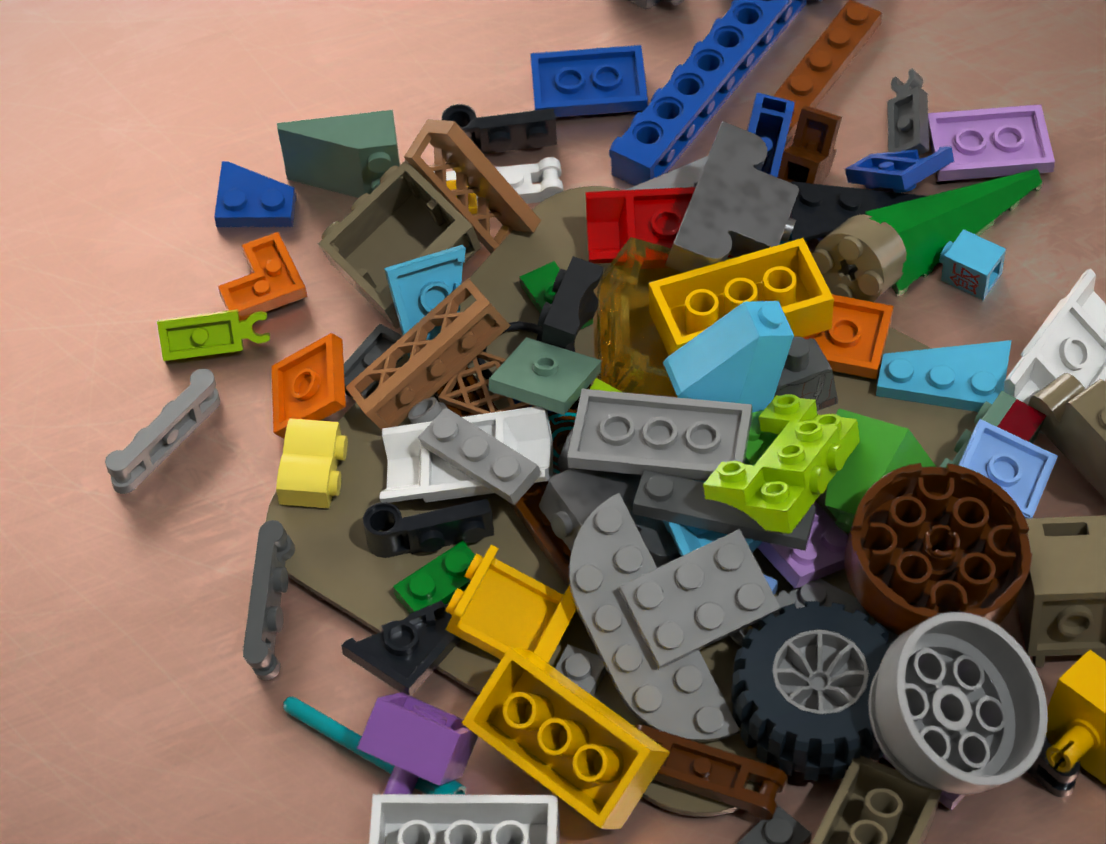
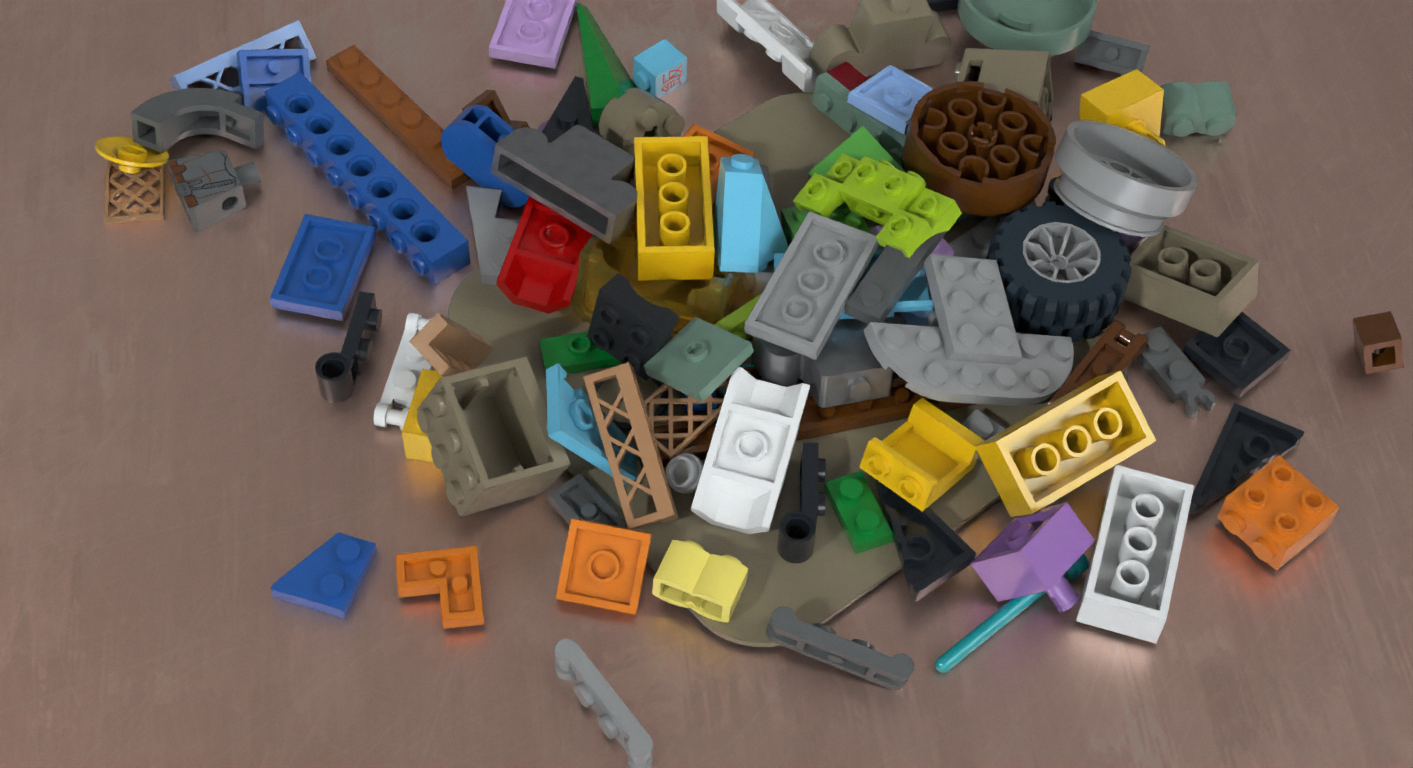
camera: 80 degrees left, 0 degrees up
(207, 334) = (497, 642): lime plate -> none
(340, 151) = (338, 465): sand green slope -> none
(480, 455) = (767, 428): light grey plate -> none
(898, 169) = (542, 83): blue wing -> none
(908, 115) = (487, 63): dark grey plate -> none
(946, 376) = (770, 113): medium azure wing -> none

